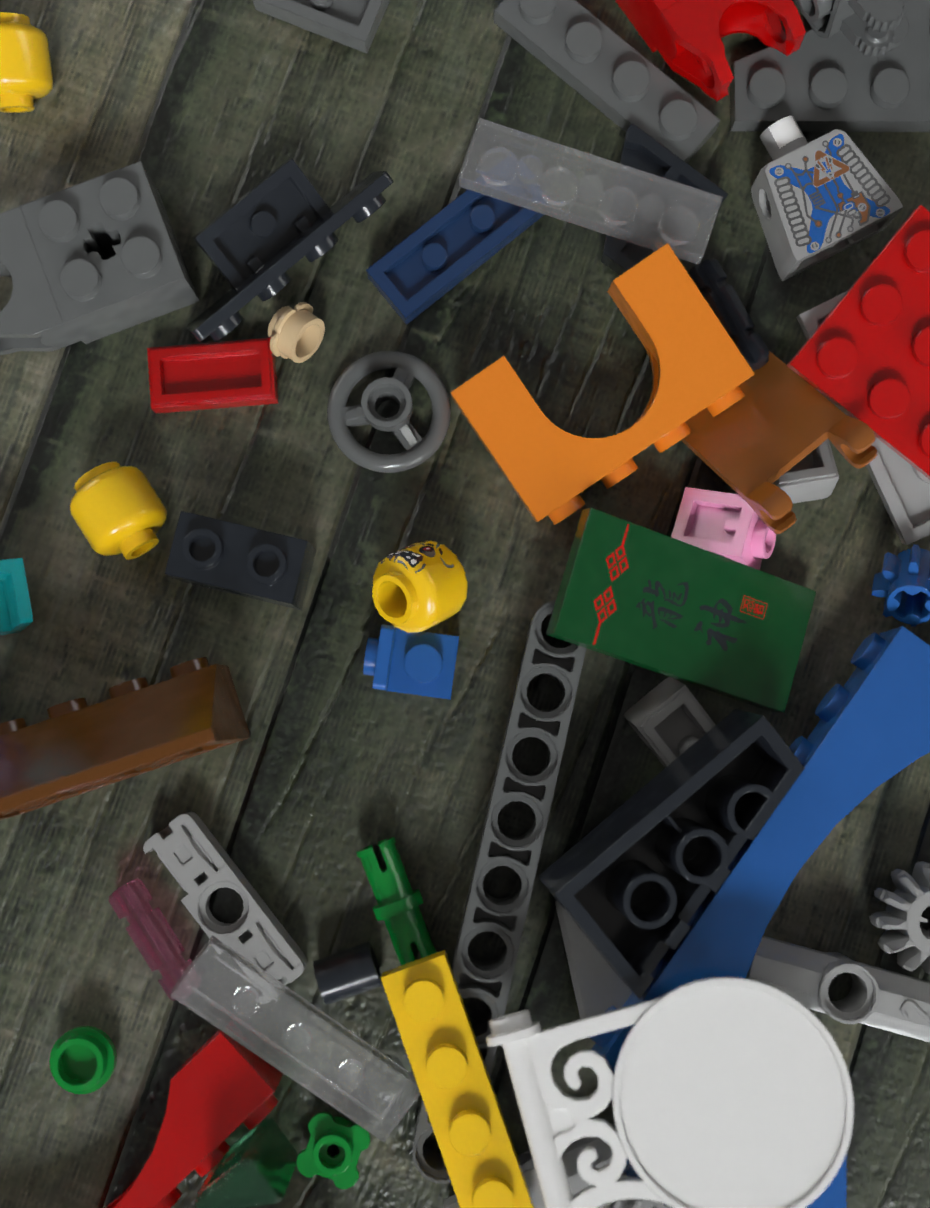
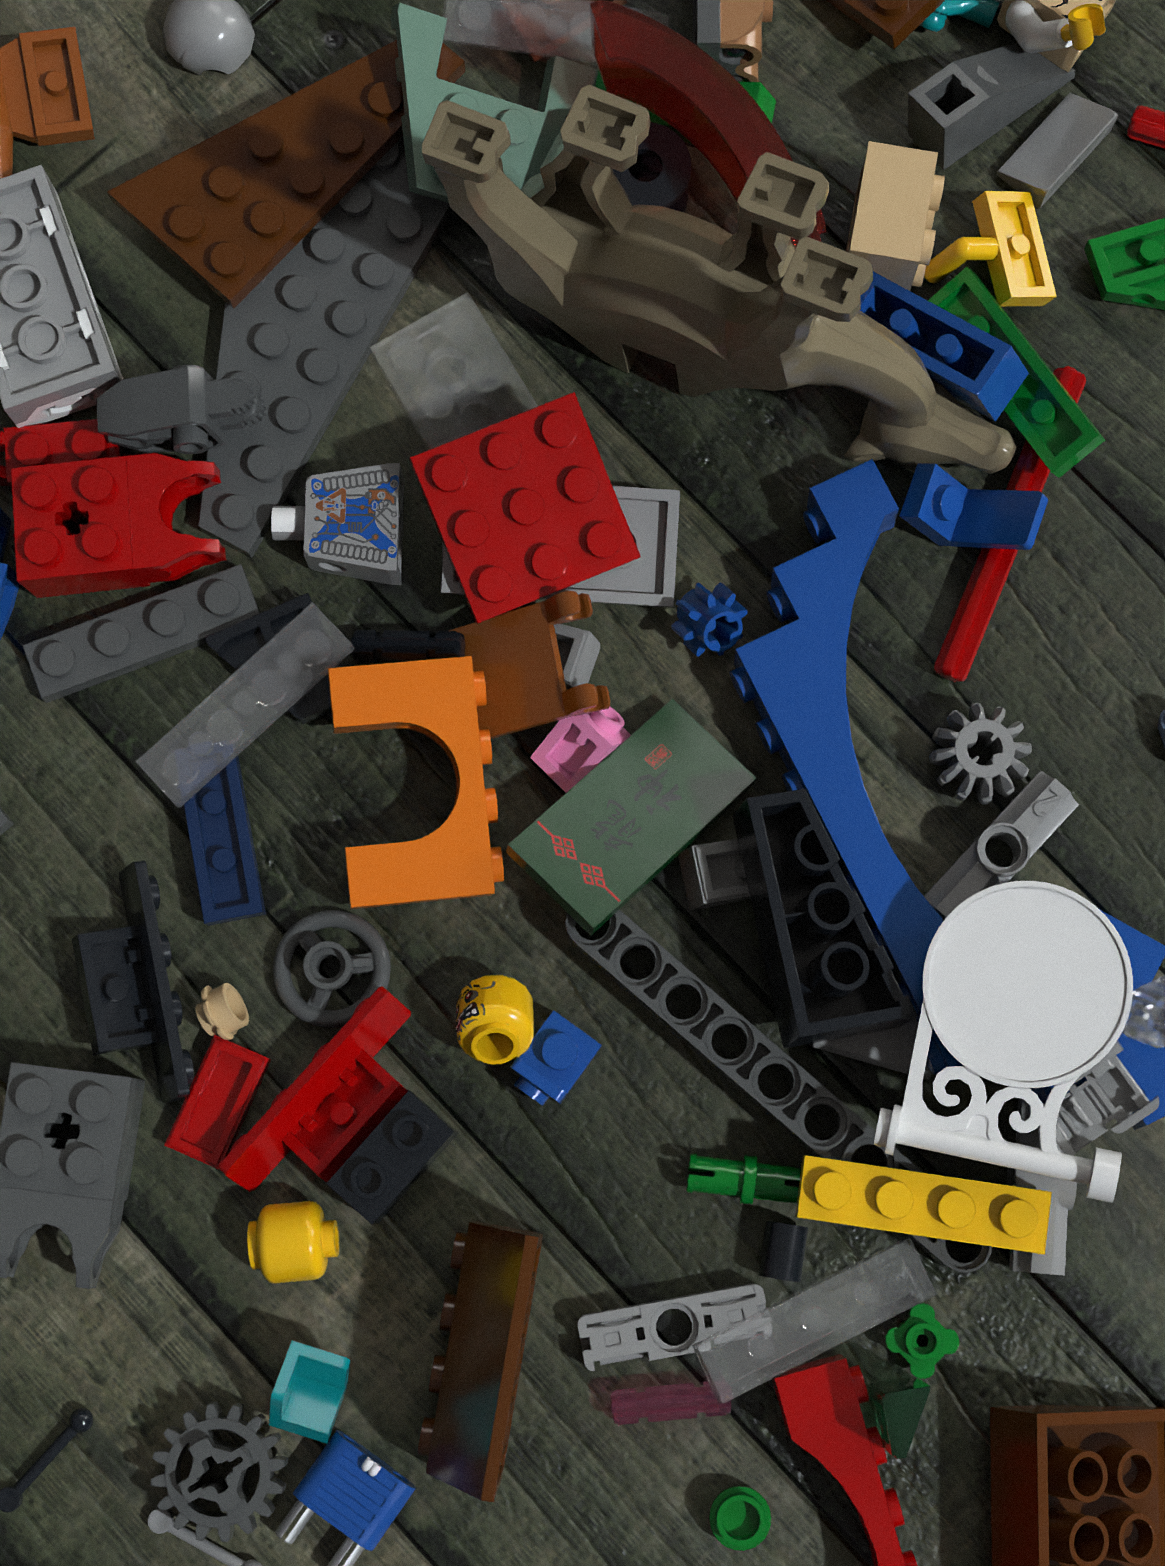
camera: 60 degrees left, 5 degrees down
(262, 475) = (329, 1103): none -> red bracket

